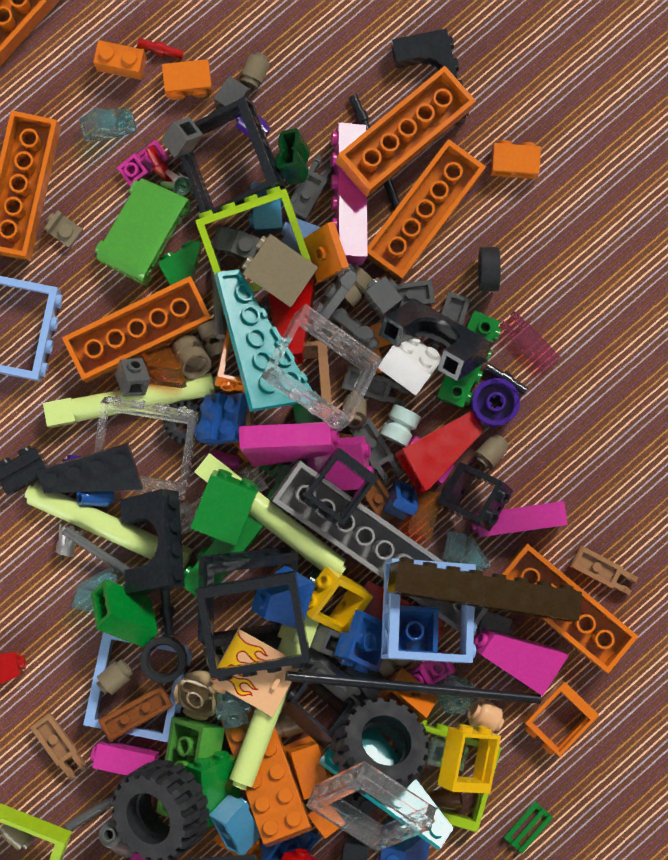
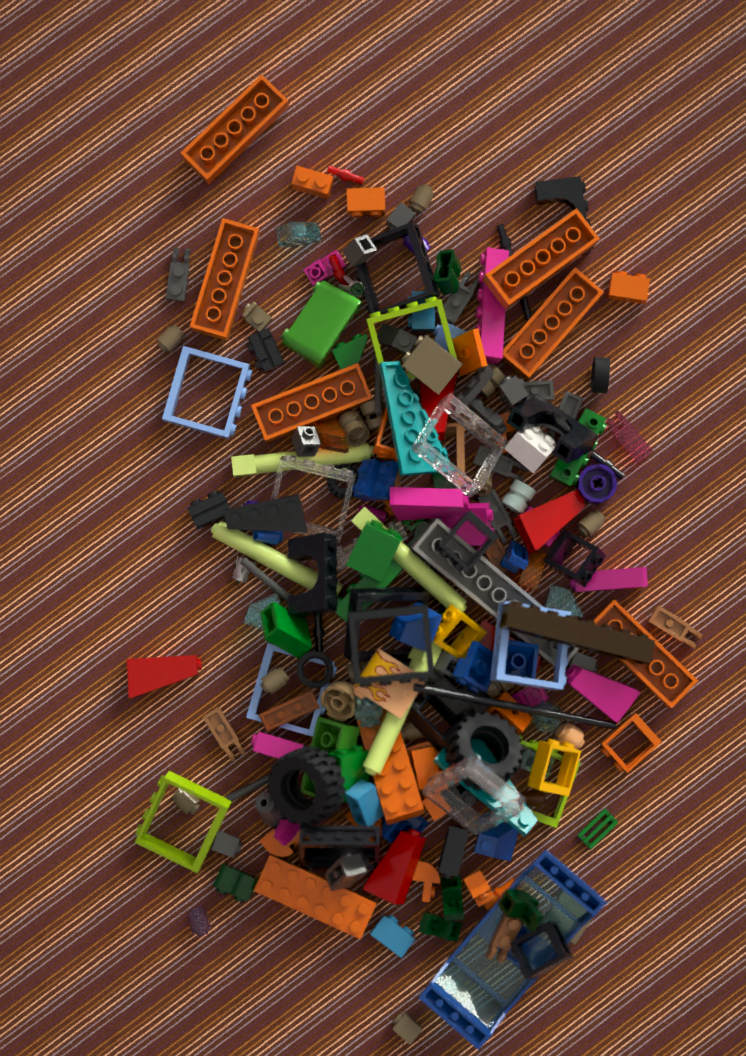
camera: 10 degrees right, 0 degrees up
(77, 269) = (265, 350): none -> black brick

